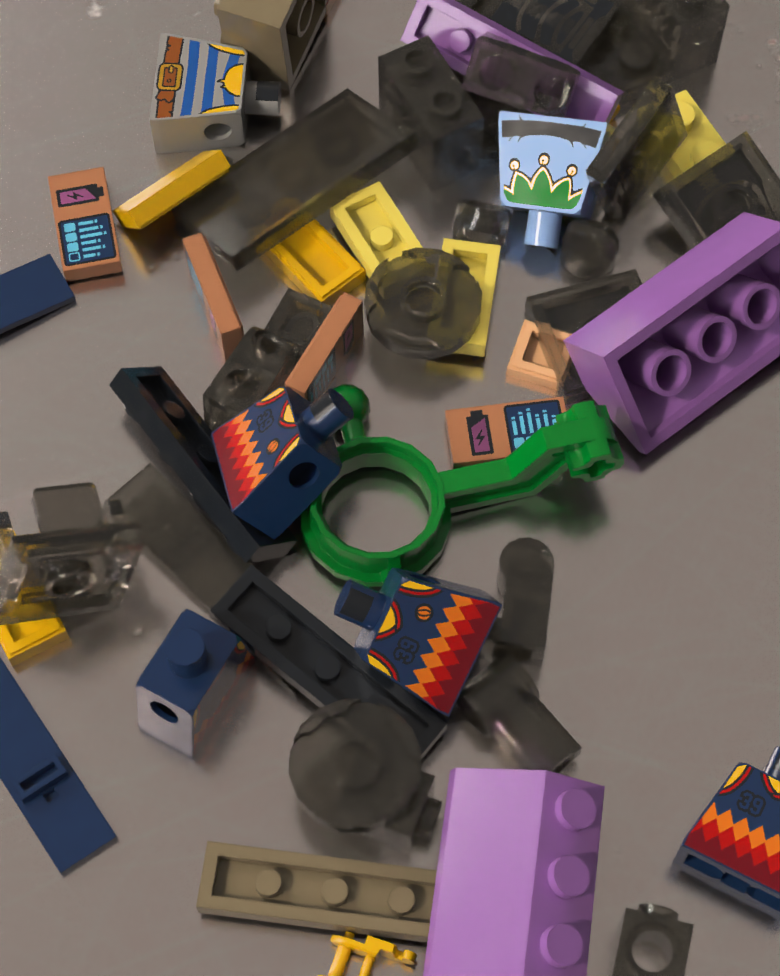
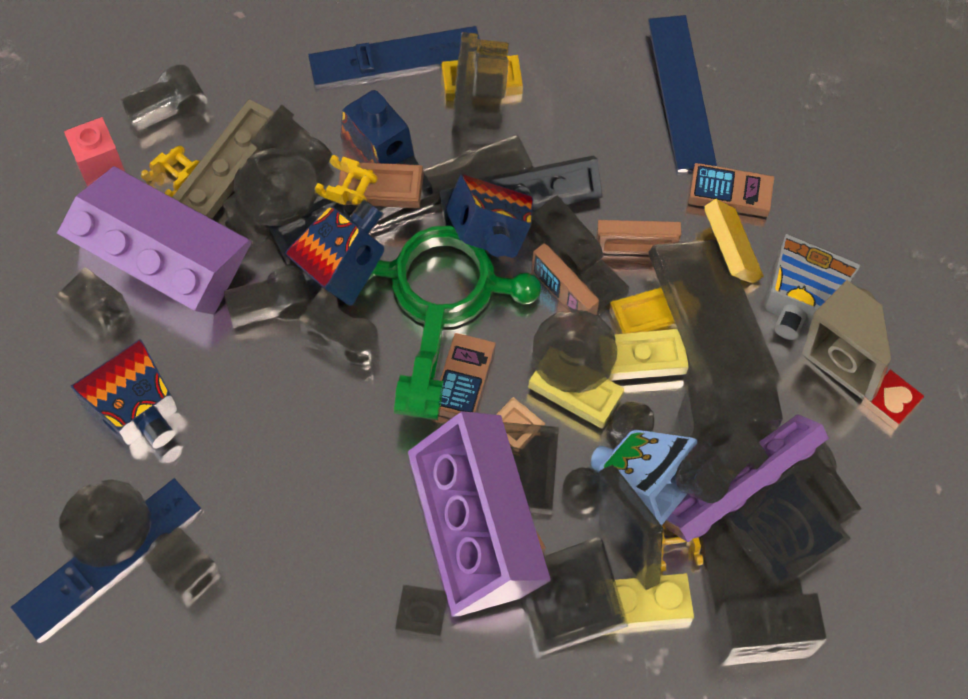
camera: 110 degrees right, 0 degrees up
(258, 793) = (284, 132): none -> clear smoke leg
(282, 630) = (396, 185): none -> nougat tile
(287, 659) = (342, 194): none -> yellow piece

